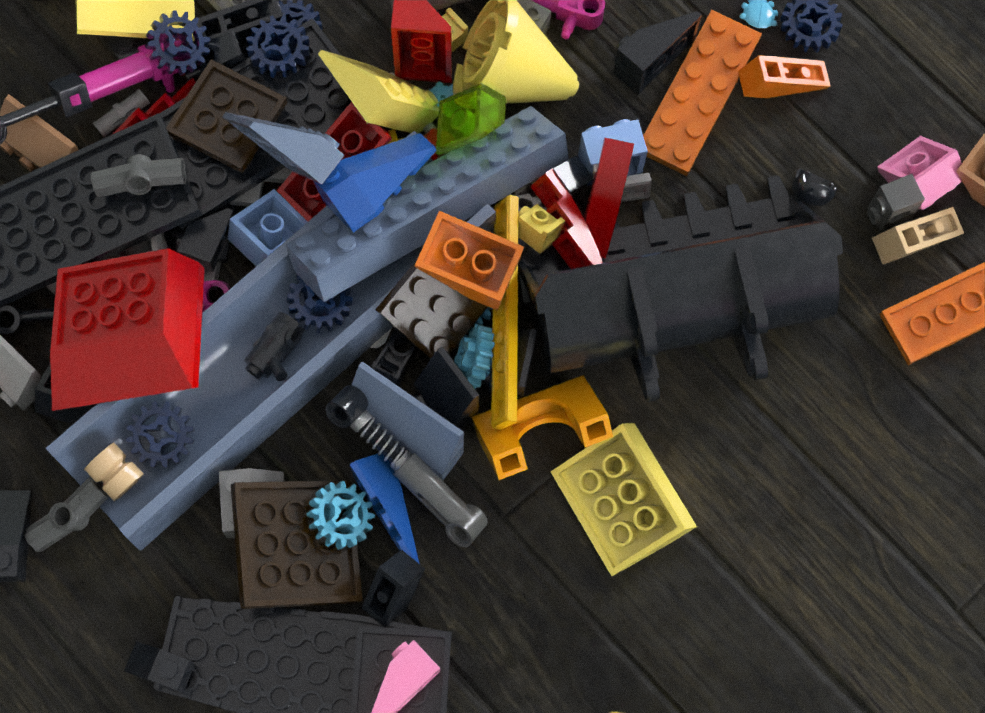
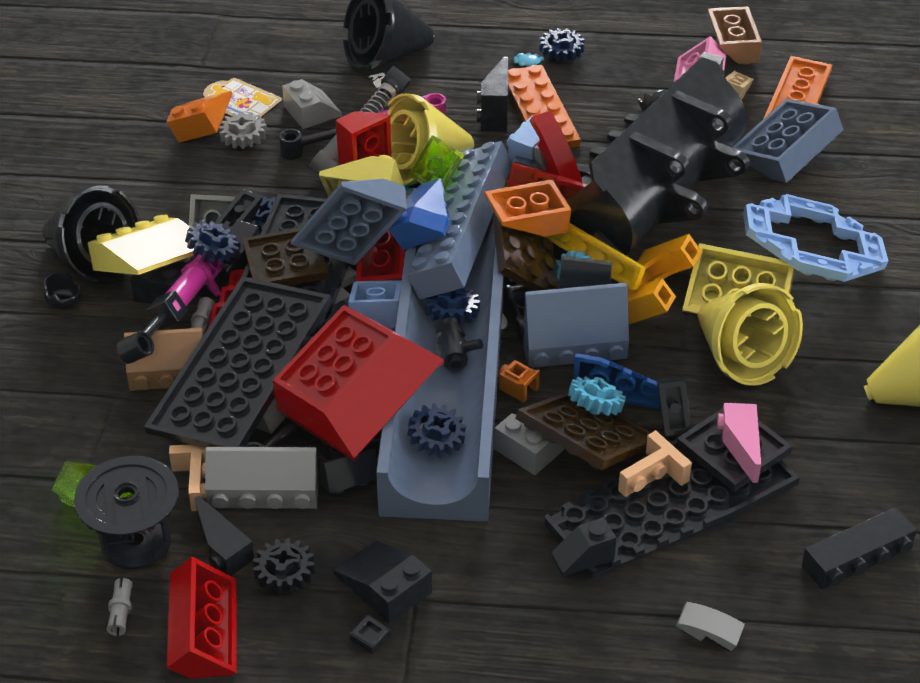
camera: 40 degrees left, 30 degrees down
(56, 523) = (426, 505): dark grey piece -> none
(114, 472) = (432, 464): tan wheel -> none
(138, 176) = (279, 293): dark grey piece -> none
(278, 46) = (277, 210): dark blue gear -> none
(307, 638) = (661, 459): none -> light nougat bracket
(314, 434) = (516, 378): none -> orange window
(461, 520) = (608, 346): piece -> none
(546, 568) = (752, 332): none -> light yellow cone
(694, 500) = (851, 265): none -> light blue plate
(782, 76) = (575, 74): orange slope -> none
(886, 354) = (790, 138): none -> sand blue slope

